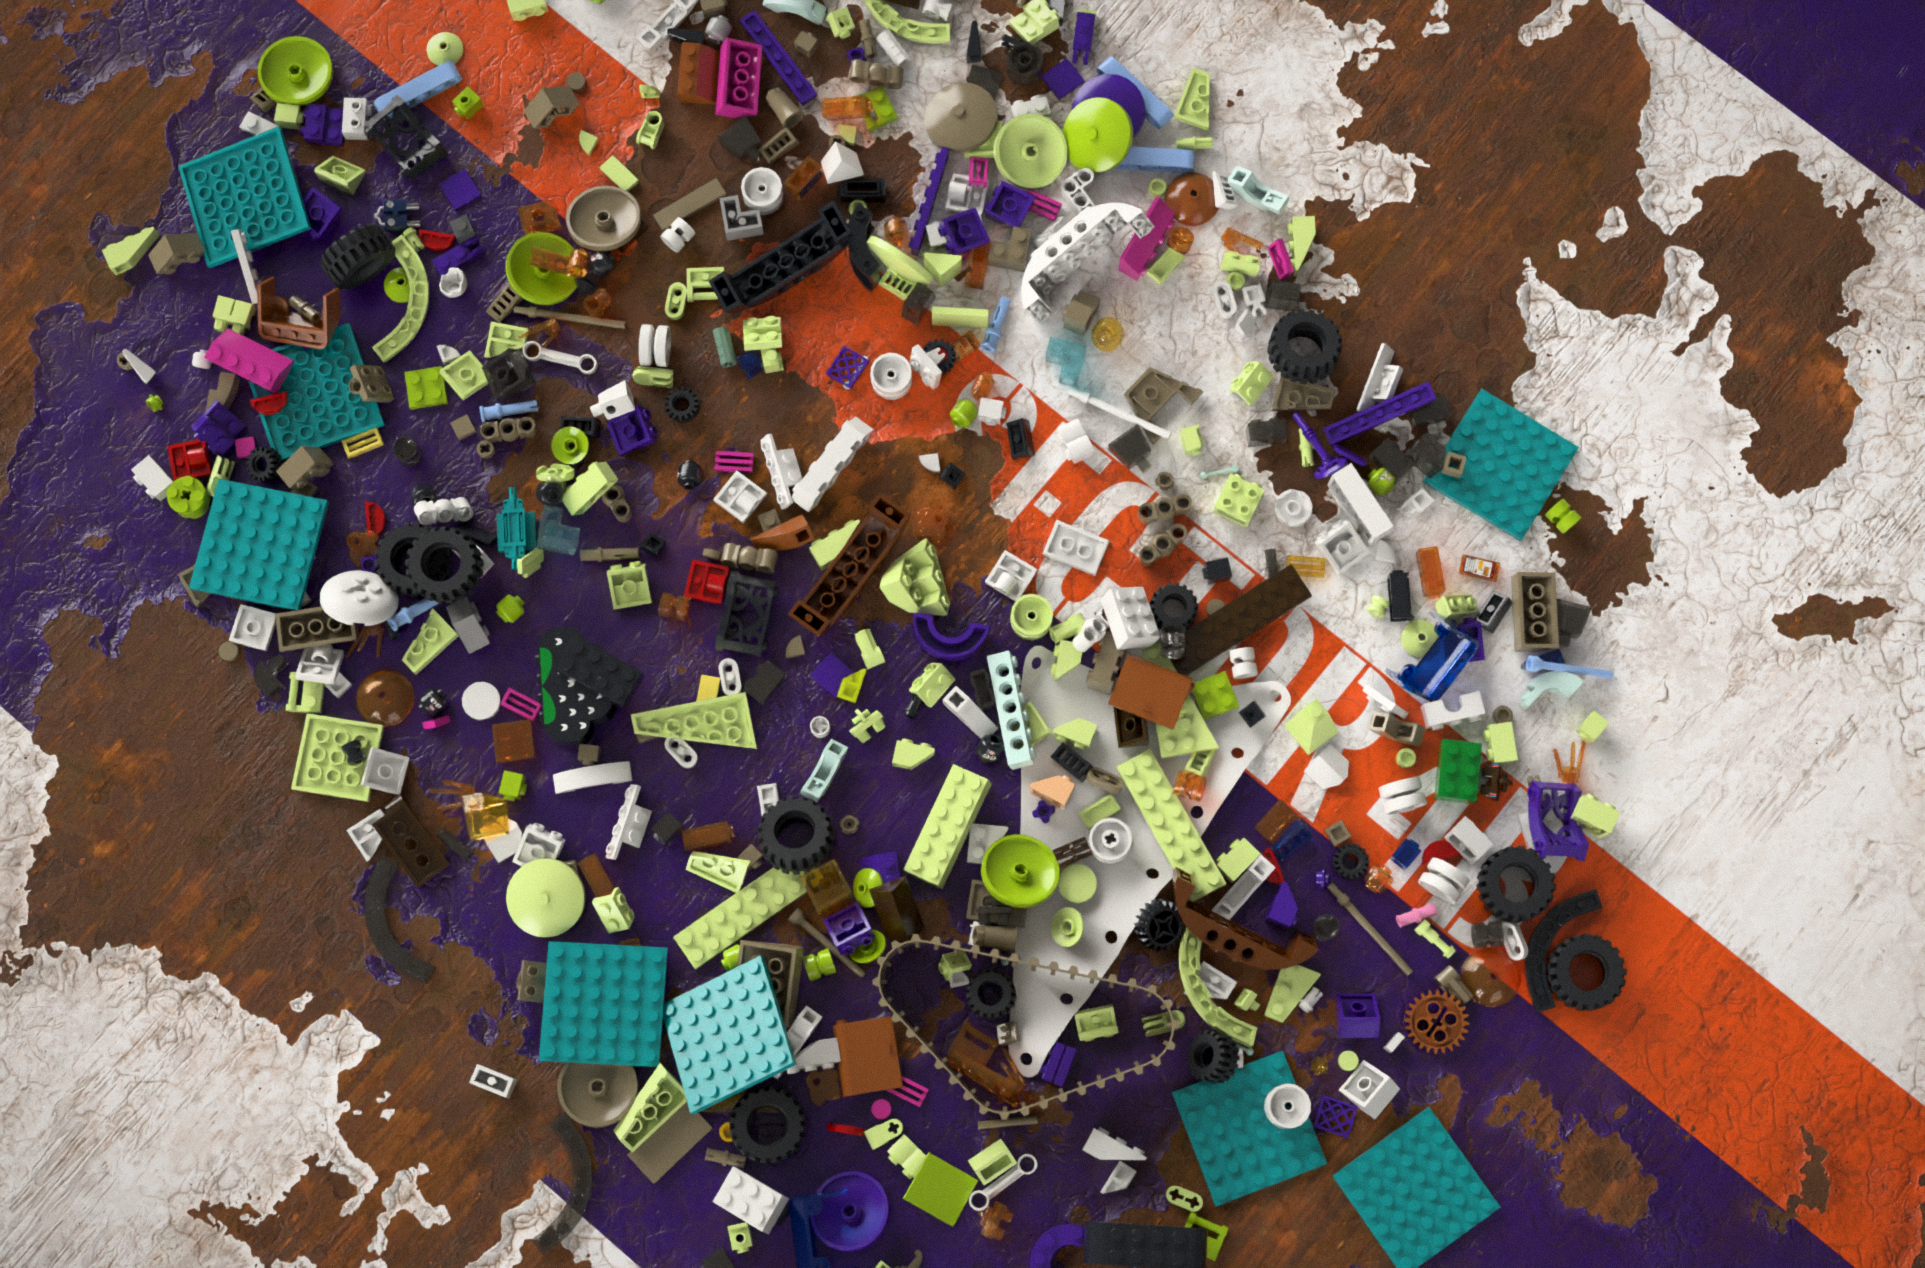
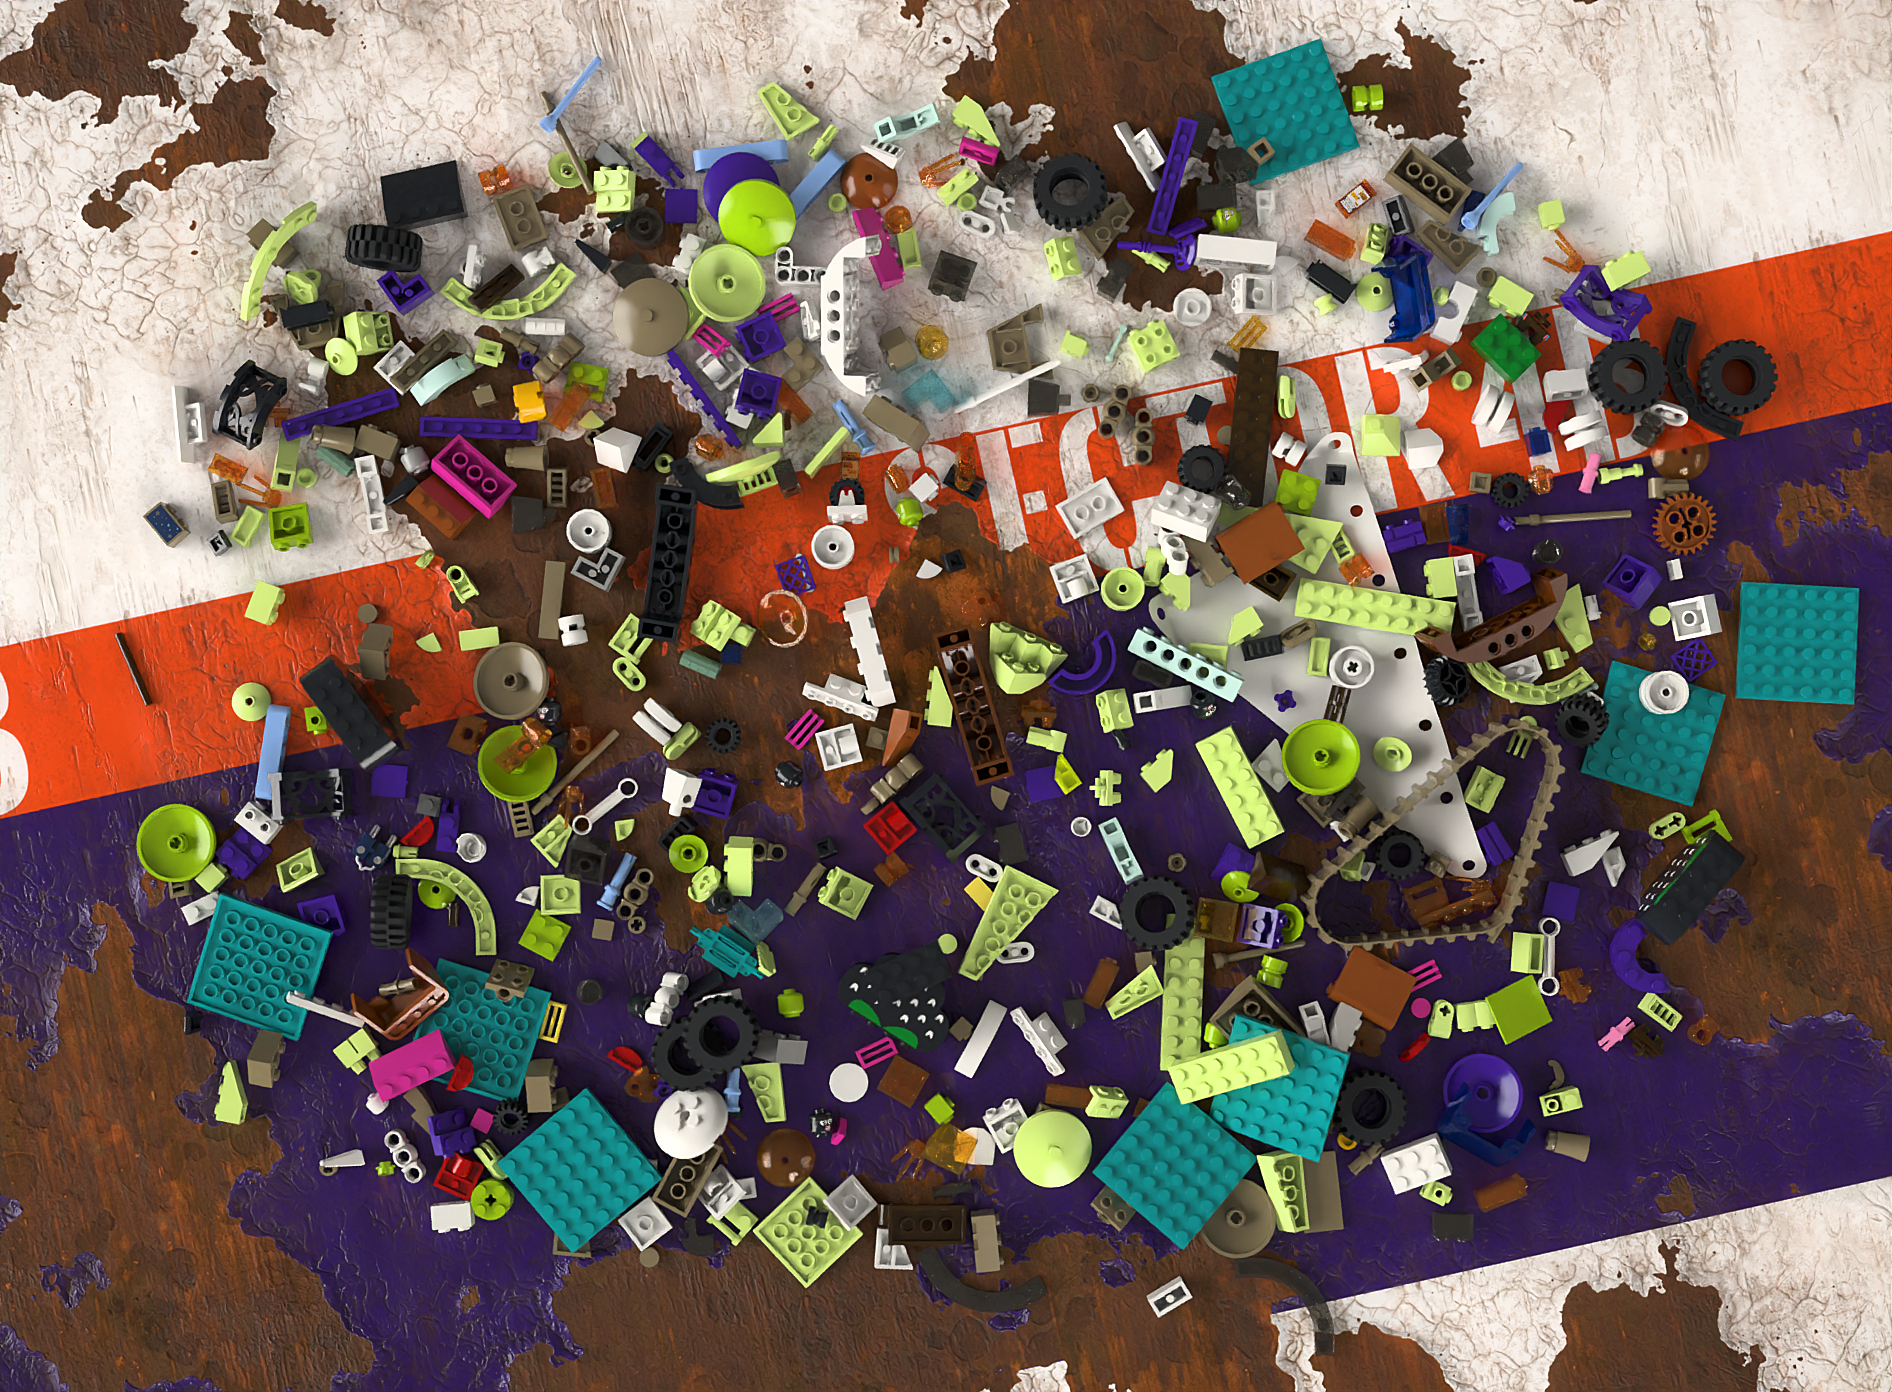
camera: 55 degrees left, 10 degrees up
(165, 180) = (192, 1022): none -> black slope
(176, 400) = (407, 1165): none -> white piece
(391, 308) = (453, 914): none -> dark brown pin
(432, 901) = (986, 1240): none -> dark tan wedge
(489, 118) = (352, 713): none -> black brick
(553, 385) = (624, 828): none -> yellowish green tile
(648, 694) = (948, 943): none -> yellowish green tile
(715, 983) = (1231, 1067): none -> yellowish green brick
(807, 379) = (775, 621): none -> clear orange dish
(827, 77) = (531, 401): none -> yellow brick
(879, 621) = (1040, 710): none -> clear orange hips
(922, 427) = (894, 554): none -> dark tan bush
(1025, 352) = (896, 422): none -> dark tan wedge
(1042, 420) = (965, 469): none -> clear orange beam
(1054, 790) = (1278, 679): light nougat slope -> none
(1055, 1158) = (1560, 901): none -> dark purple piece
(1075, 441) = (1002, 440): white brick -> none
(1077, 883) = (1363, 718): yellowish green tile -> none
(1169, 310) = (952, 276): none -> clear smoke plate
(1246, 804) = (1403, 536): none -> dark purple brick
(1282, 630) = (1285, 396): none -> yellowish green arm
(1457, 689) = (1440, 295): none -> yellowish green tile
(1500, 667) = (1448, 247): none -> dark tan wing

